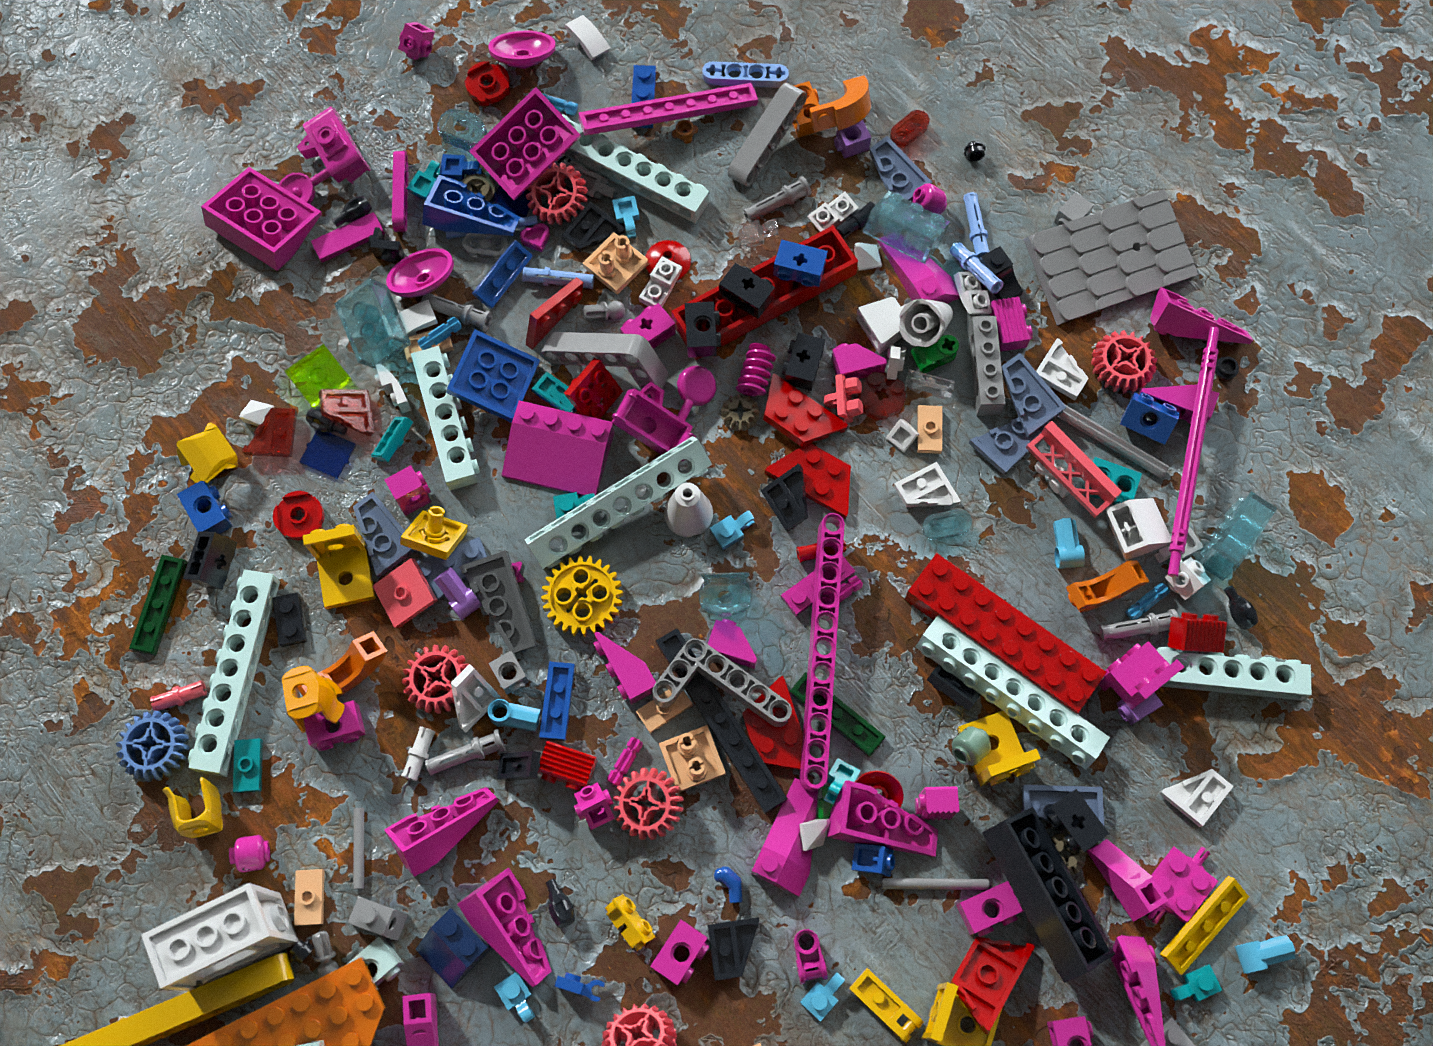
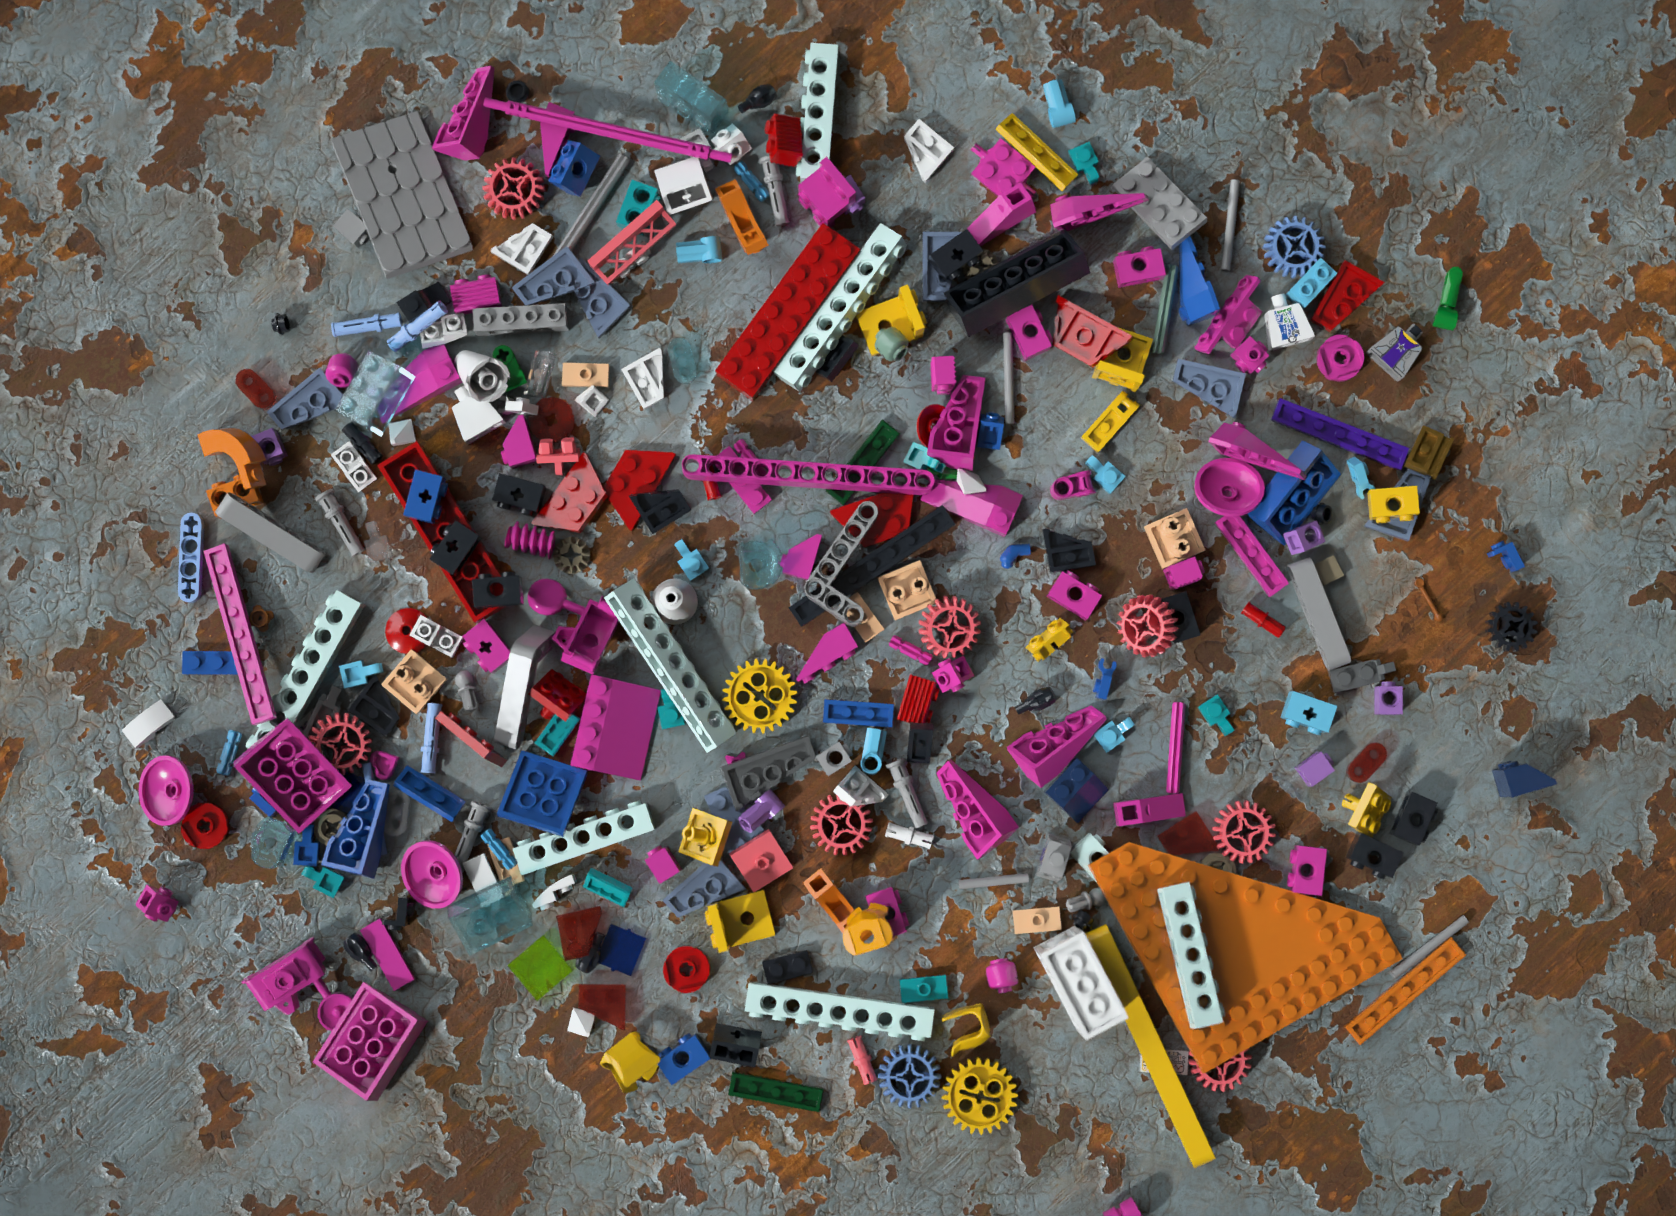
camera: 90 degrees left, 15 degrees up
(97, 817) = (974, 1117): none -> yellow gear
(400, 191) = (335, 905): dark pink beam -> none

